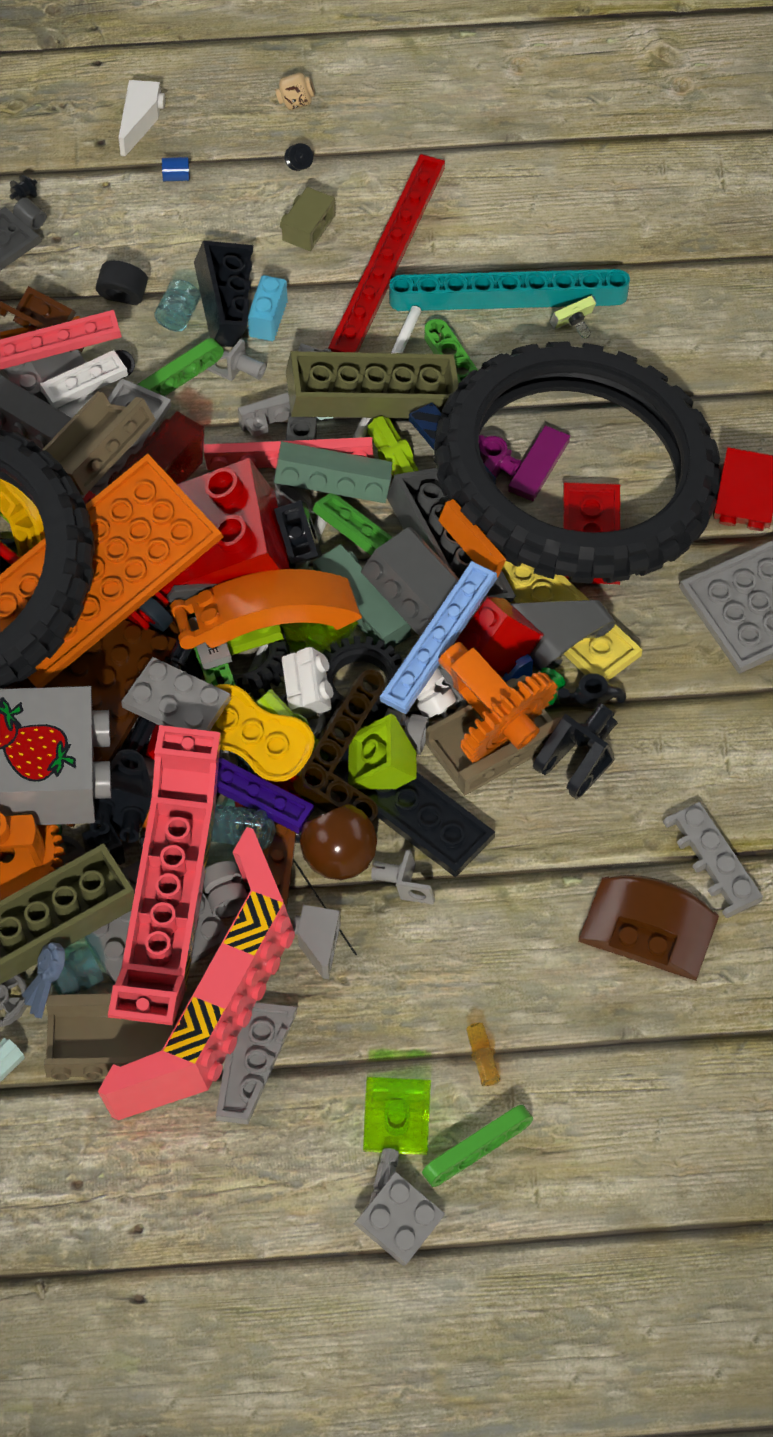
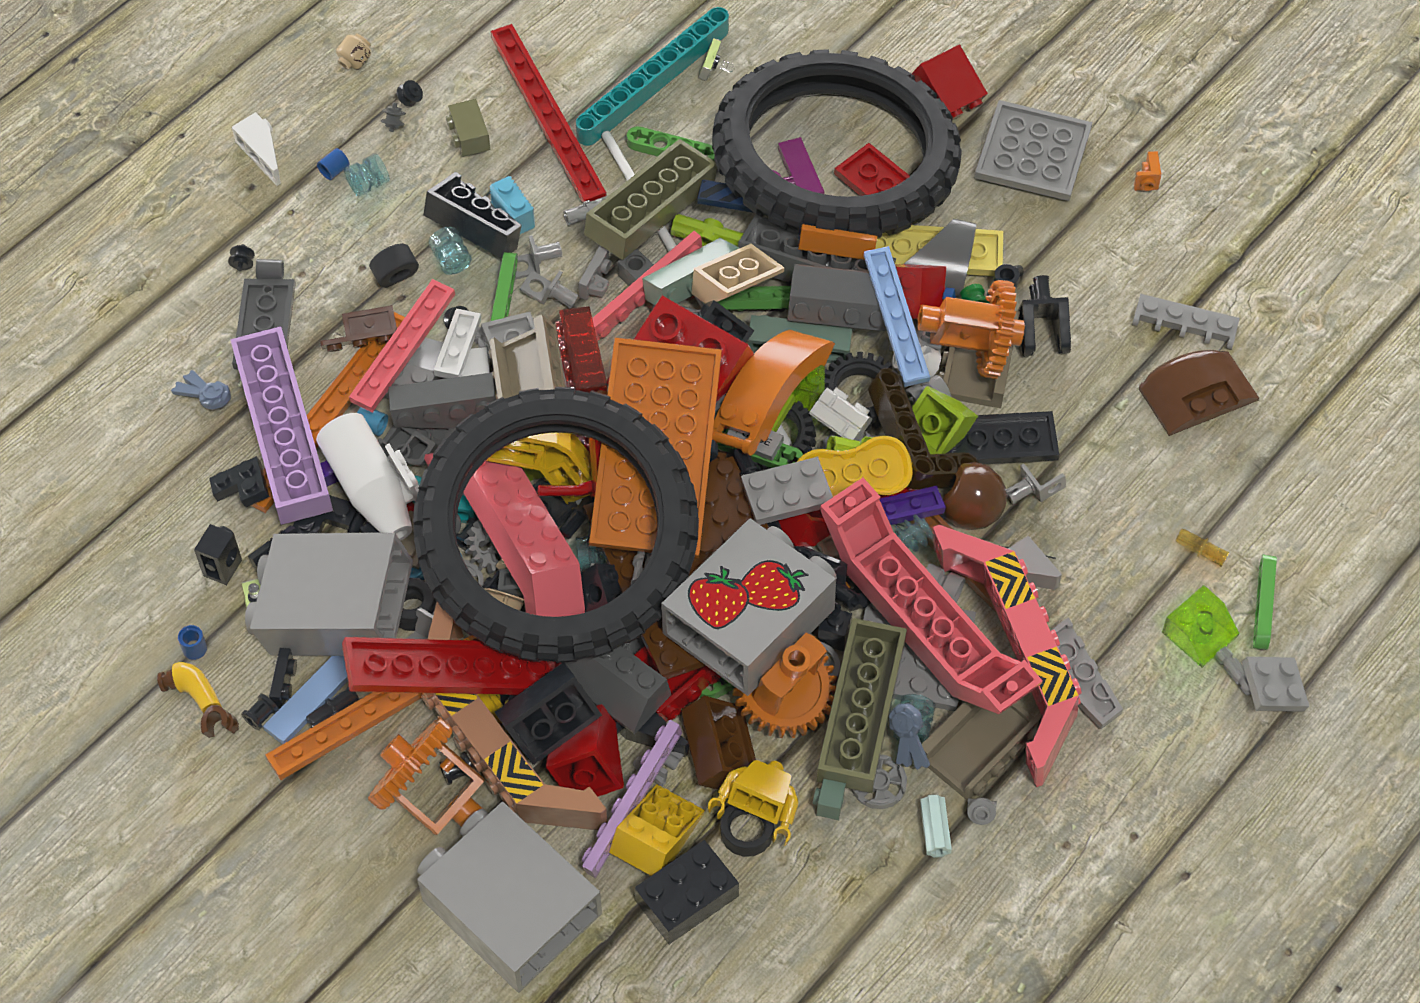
camera: 45 degrees left, 0 degrees up
(43, 1092) = (981, 810): none -> light grey plate
(187, 196) = (369, 173): none -> clear light blue wheel
(218, 398) = (550, 289): none -> light grey bracket
(264, 165) = (393, 117): none -> dark grey wheel
(355, 495) = (733, 273): none -> tan slope

